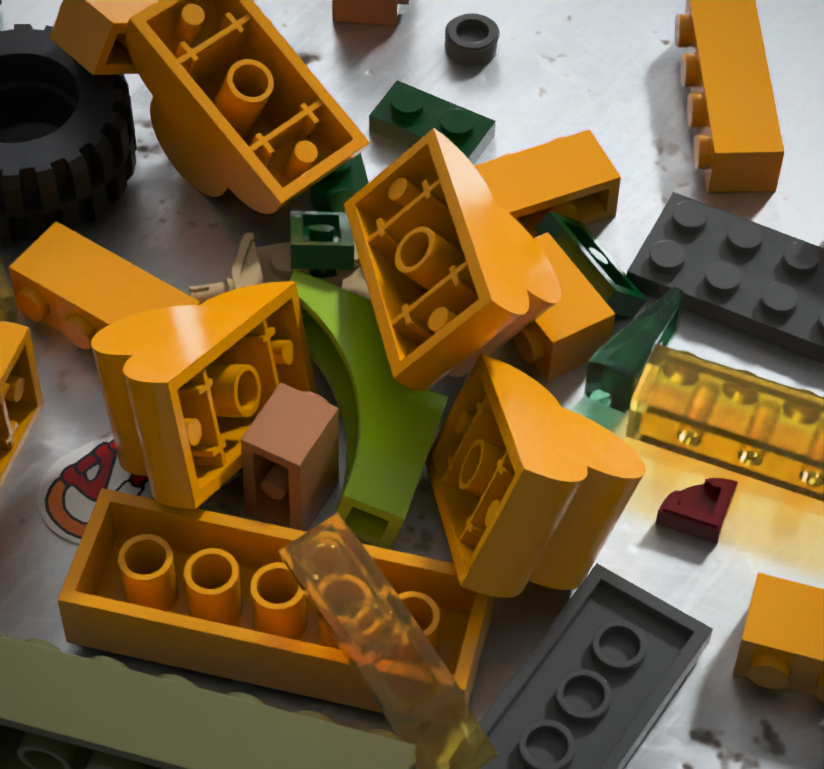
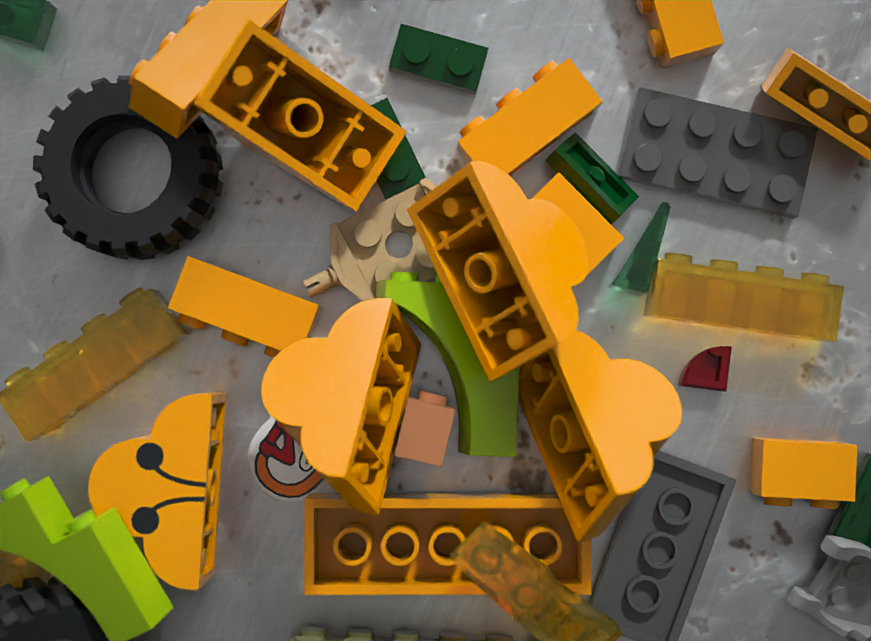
camera: 15 degrees left, 35 degrees up
(321, 243) = (394, 235): dark green plate -> none

